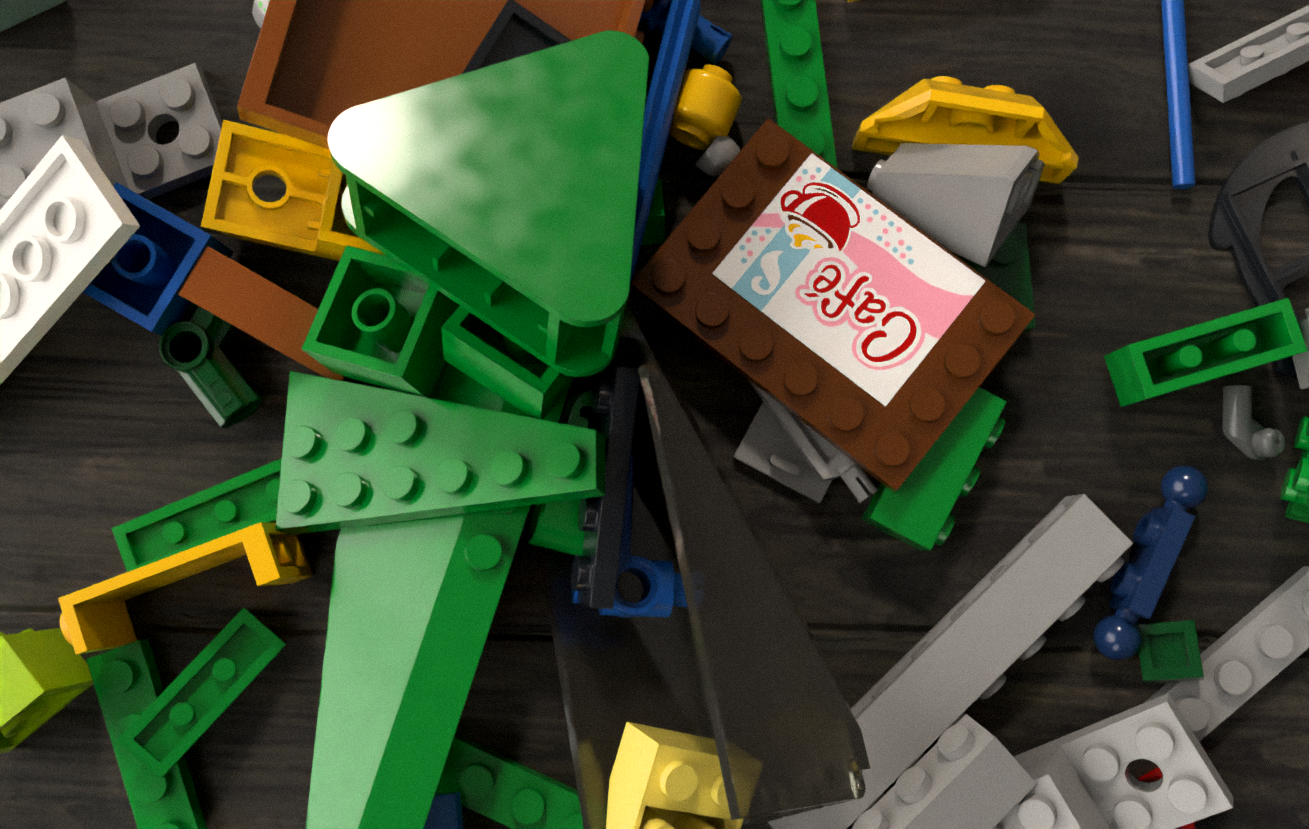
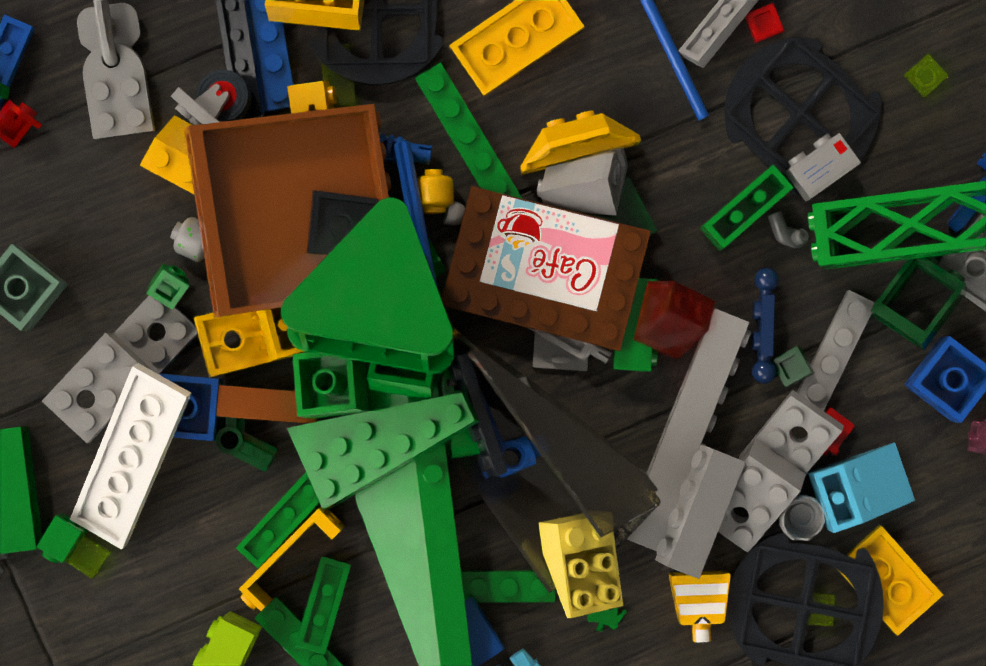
camera: 20 degrees left, 5 degrees up
(219, 54) = (170, 281): none -> green brick
(1009, 475) = (672, 318): none -> clear red slope

